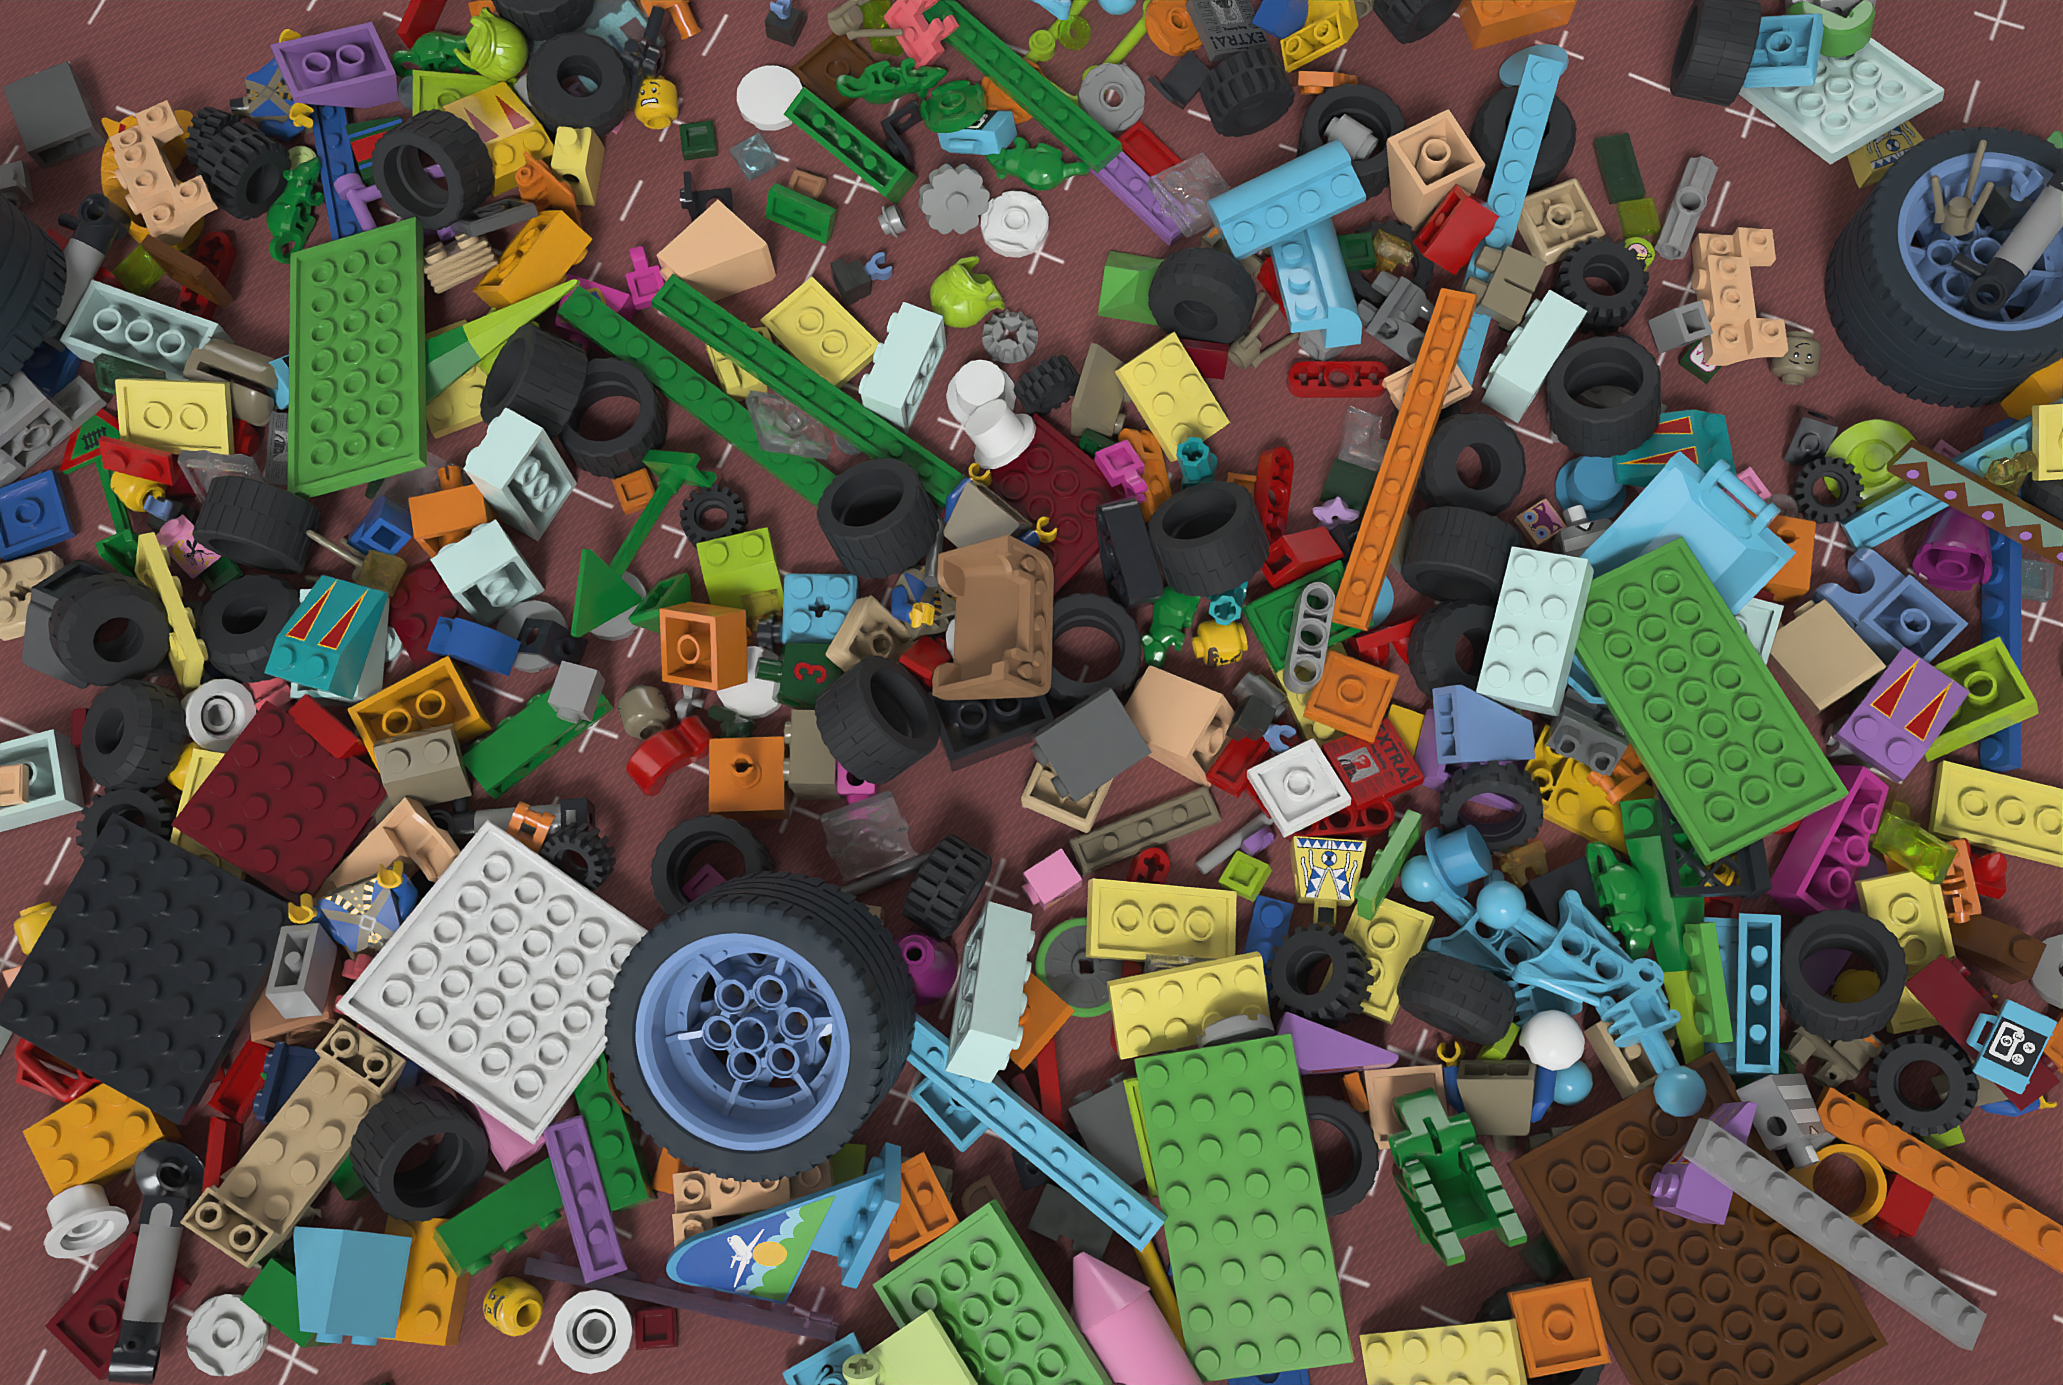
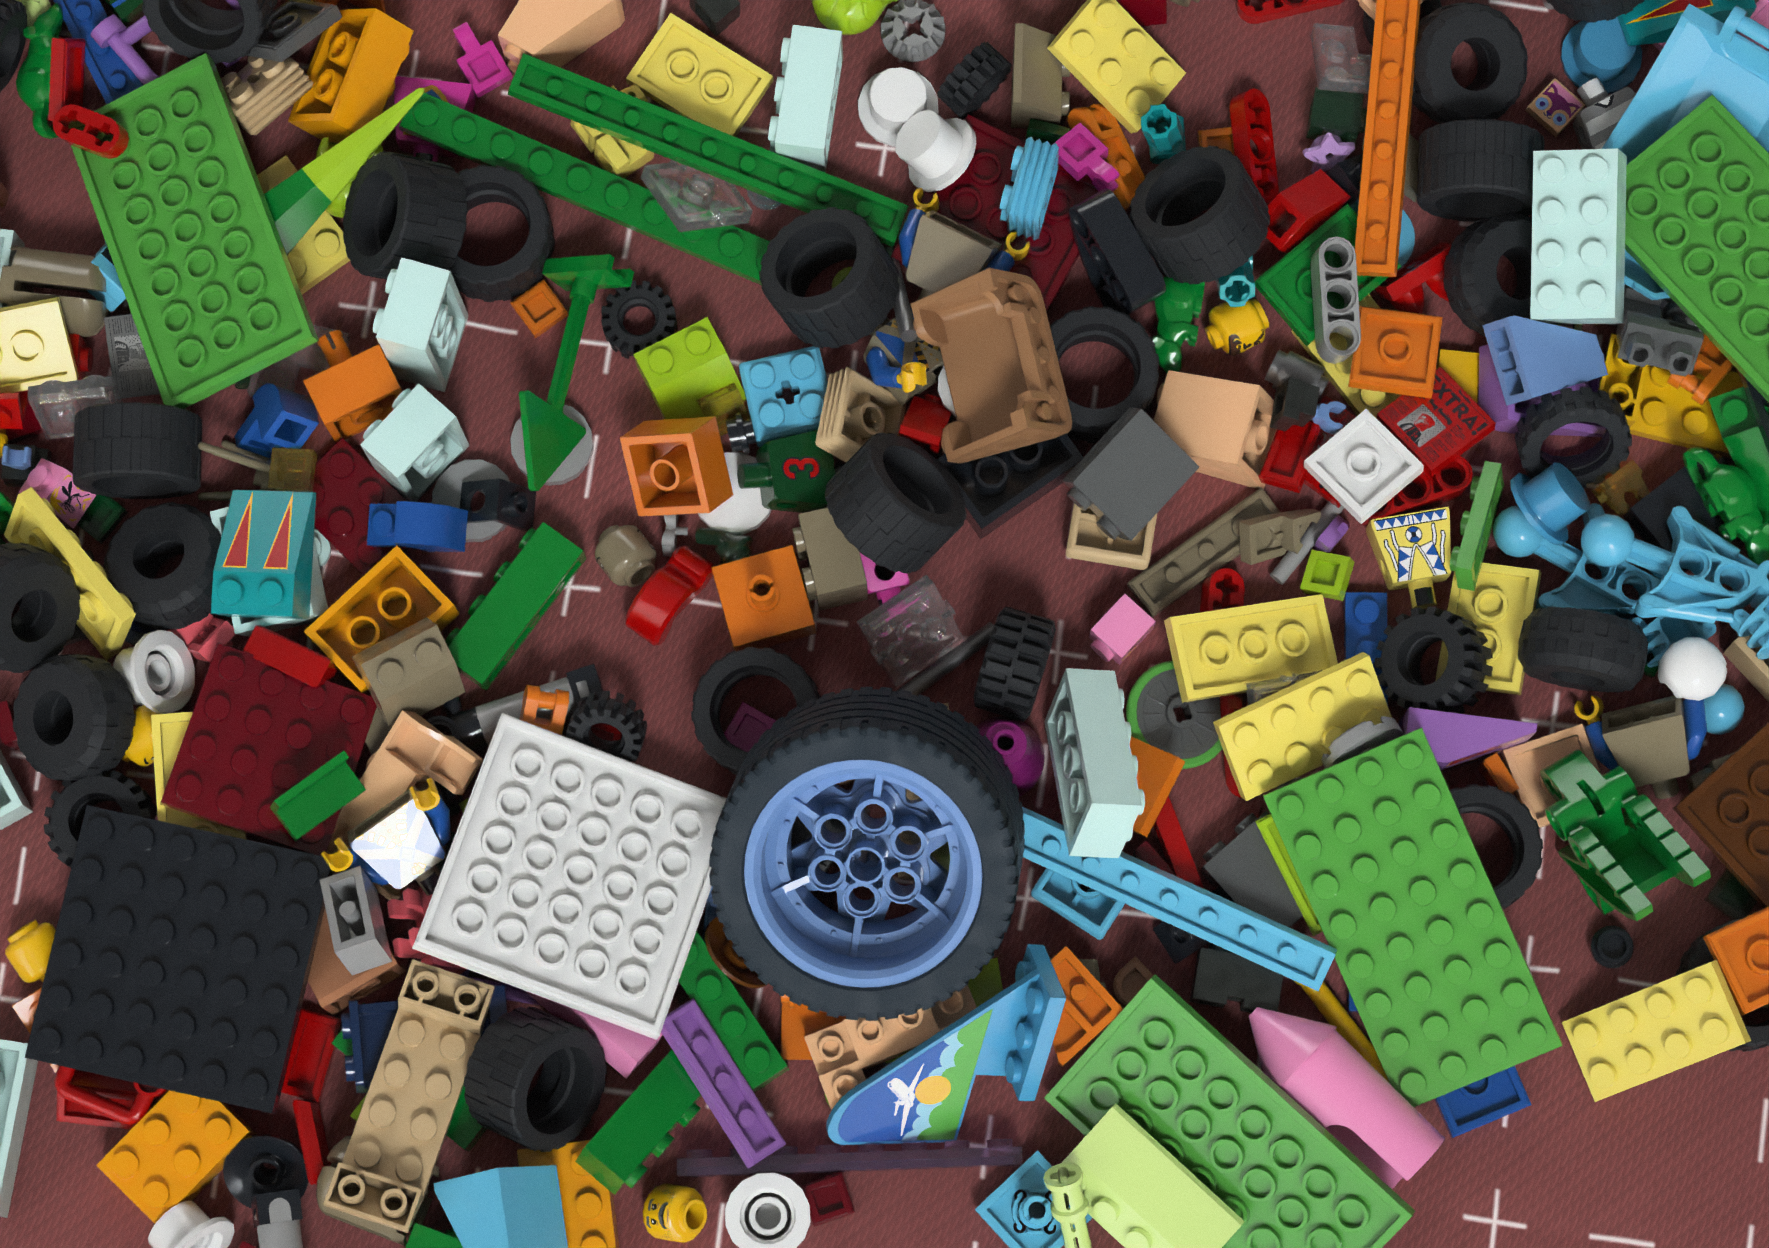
camera: 15 degrees left, 5 degrees up
(305, 216) = (66, 73): none -> red tile
(307, 852) = (317, 797): none -> green panel
(309, 255) = (87, 139): none -> red beam
(576, 692) = (552, 552): light grey brick -> none
(663, 594) = (608, 423): green slope -> none
(1068, 482) = (1033, 178): none -> medium azure brick
(1207, 829) = (1274, 534): none -> dark tan slope
(1421, 1276) = (1611, 947): none -> black plate
(1500, 1048) = (1640, 691): lime tile -> none

